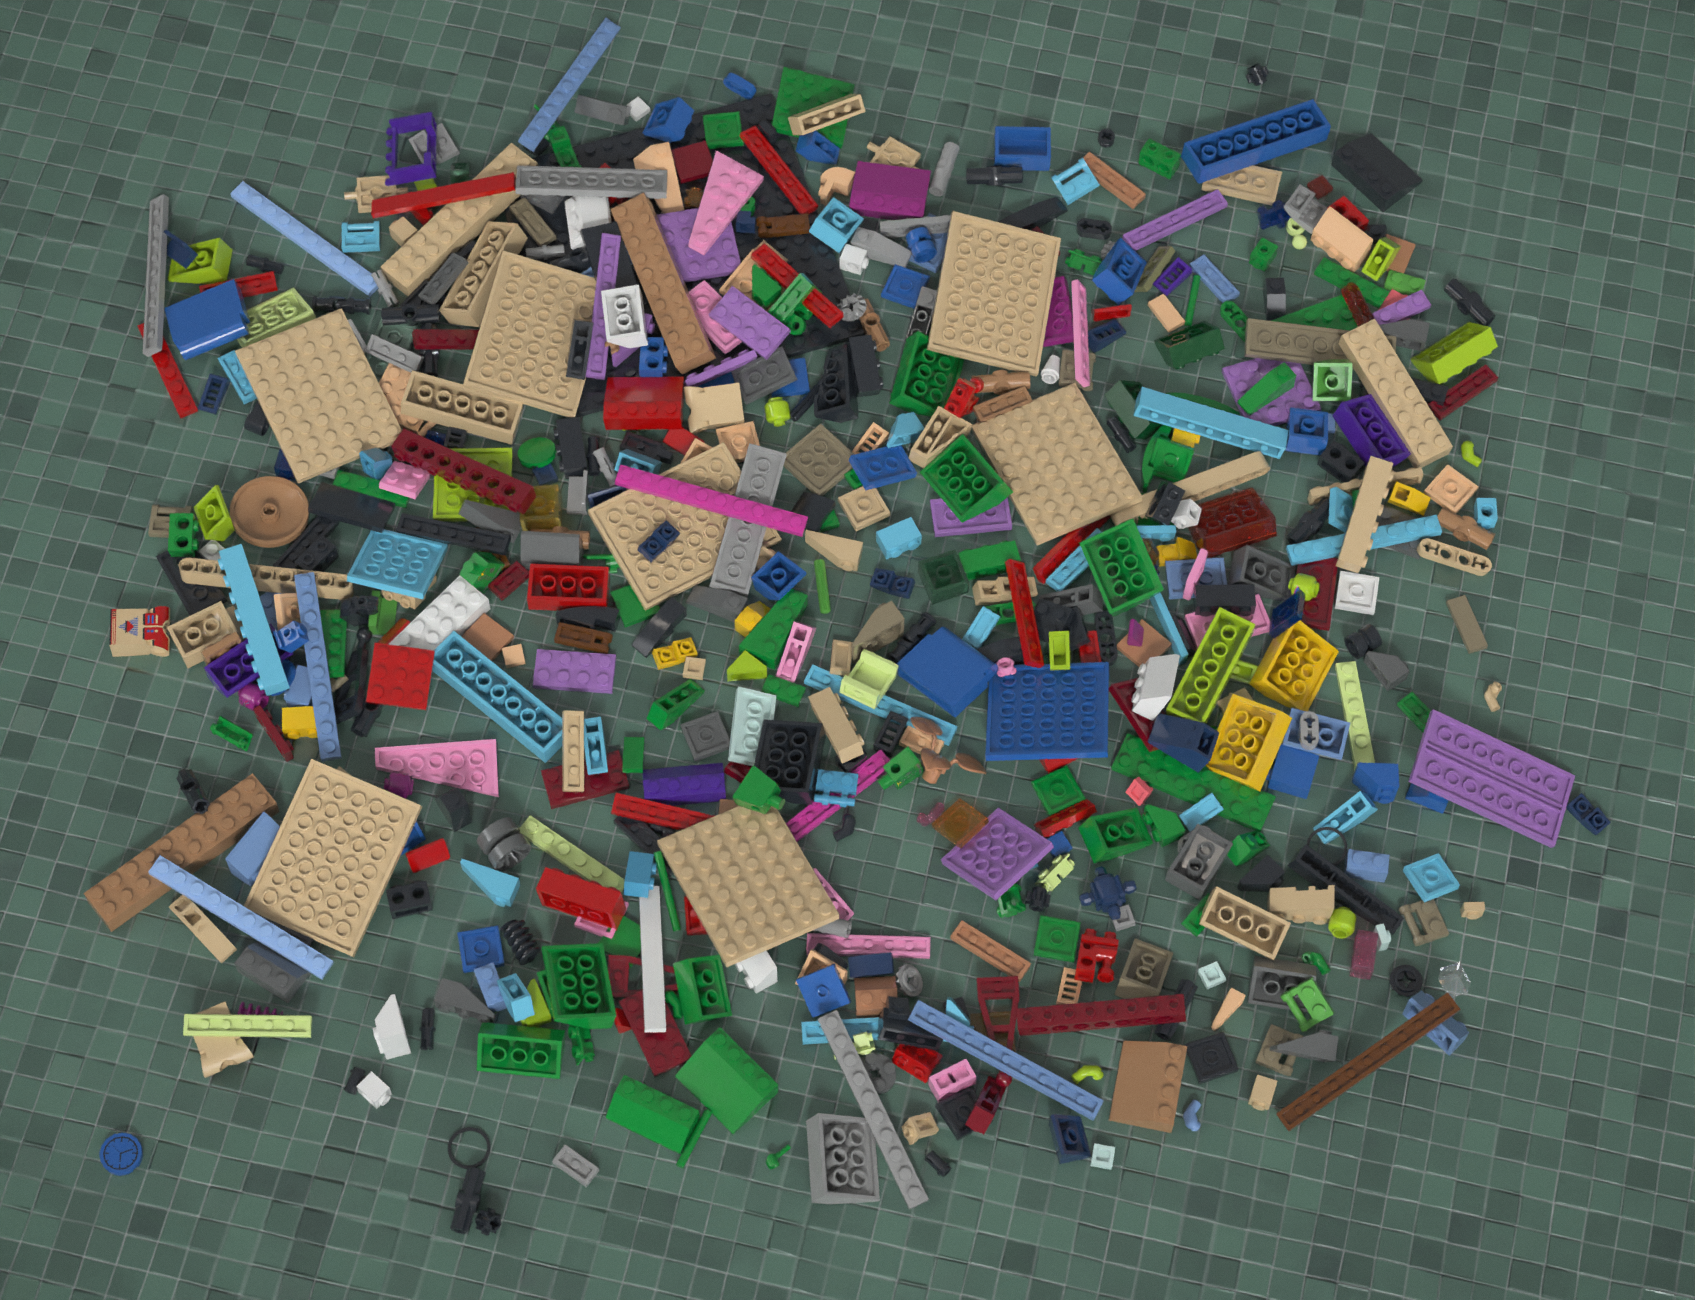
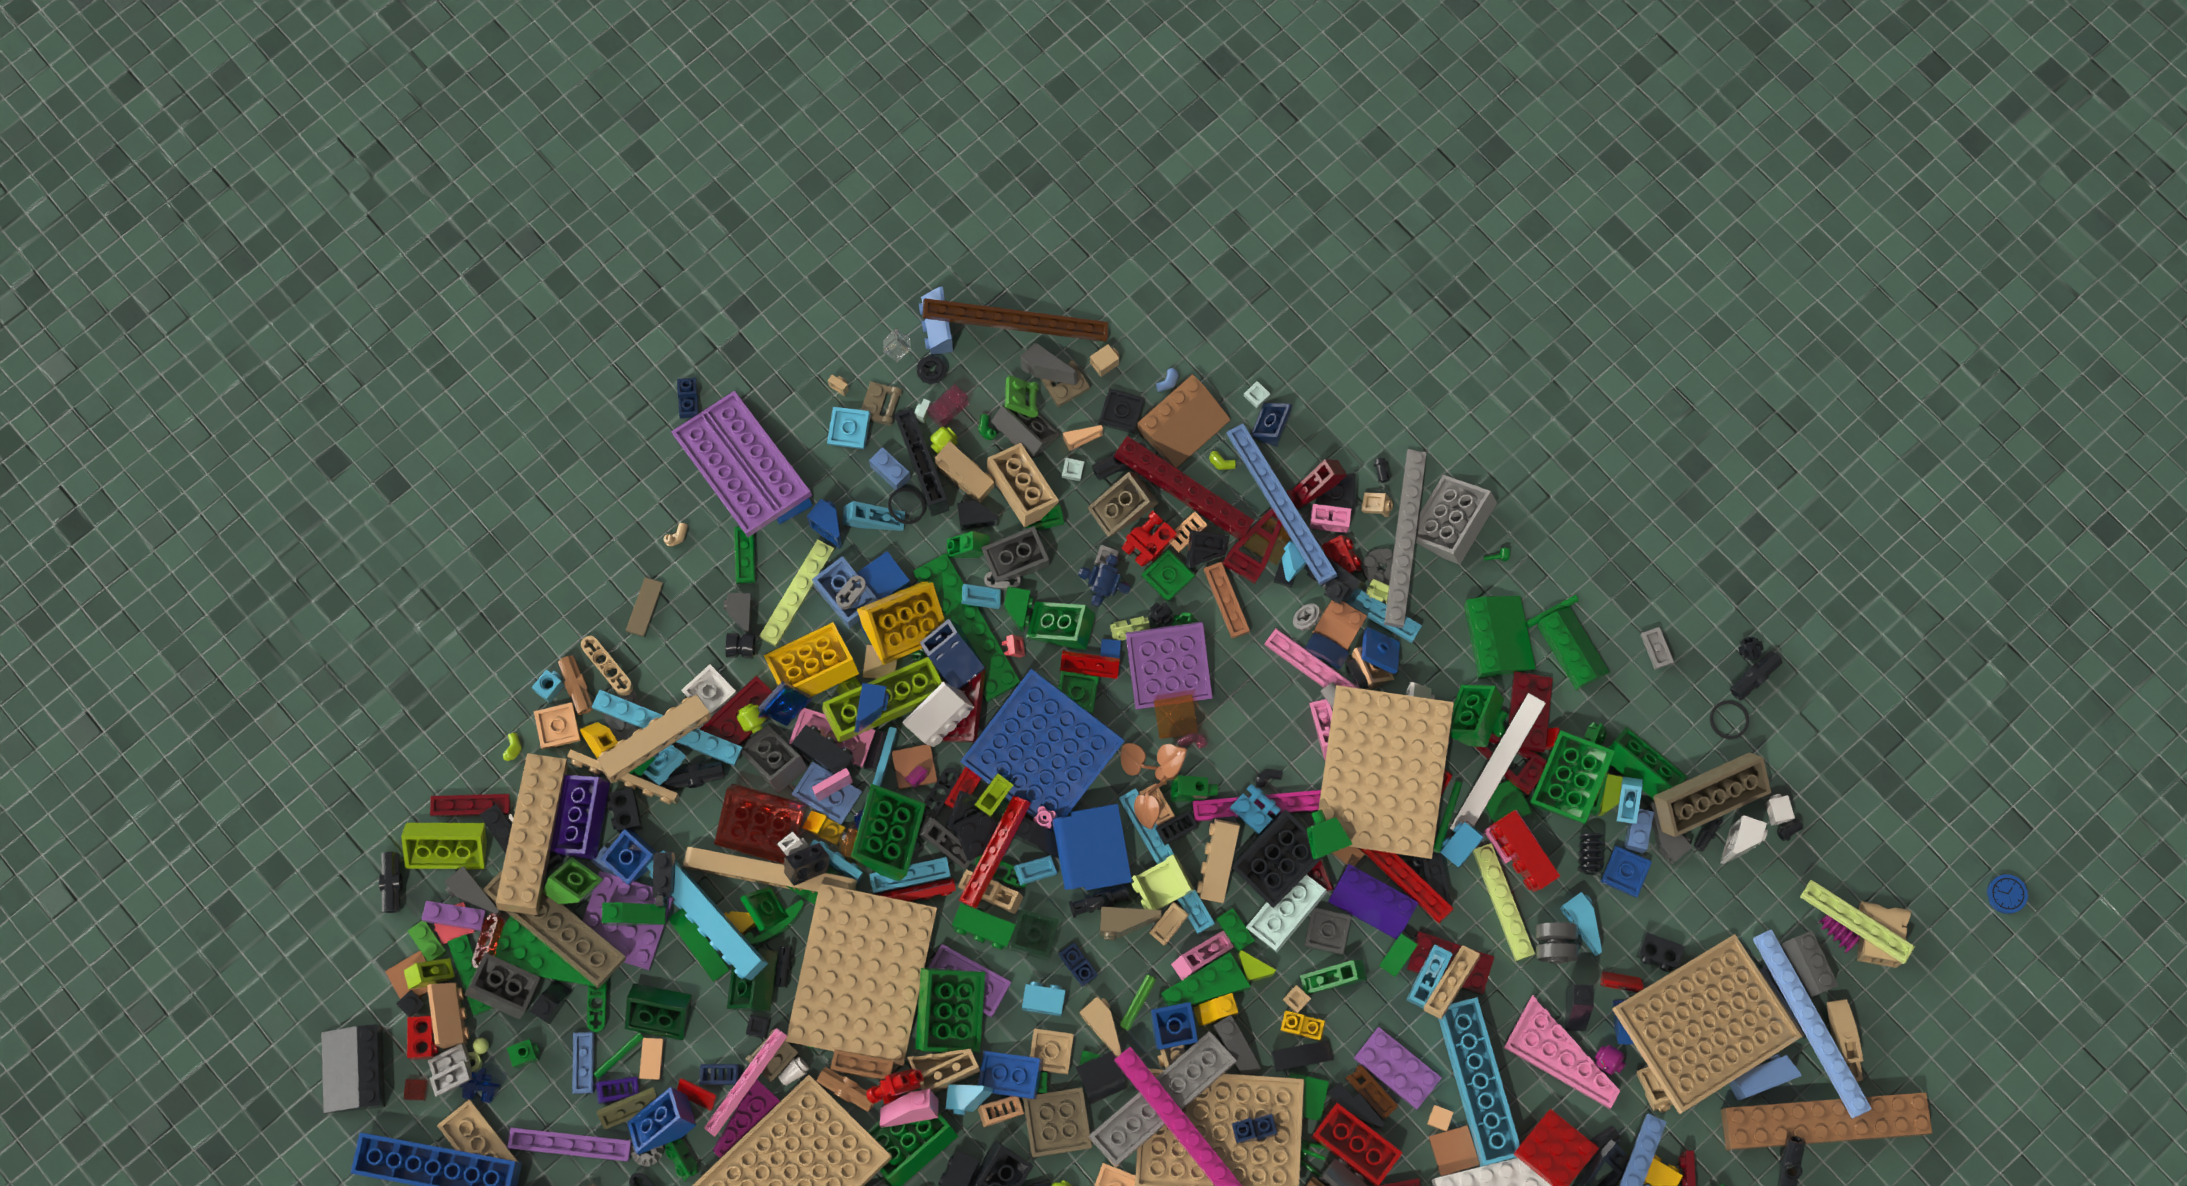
camera: 145 degrees left, 10 degrees up
(443, 1050) = (1712, 794): none -> dark tan brick
(936, 394) = (910, 1108): none -> bright pink slope
(1043, 982) = (1205, 547): none -> black wing
(1104, 383) = (757, 1026): none -> black tile
(1216, 639) = (871, 704): none -> blue slope
(1266, 425) = (663, 877): none -> black hinge
(1319, 281) = (502, 986): none -> dark grey slope

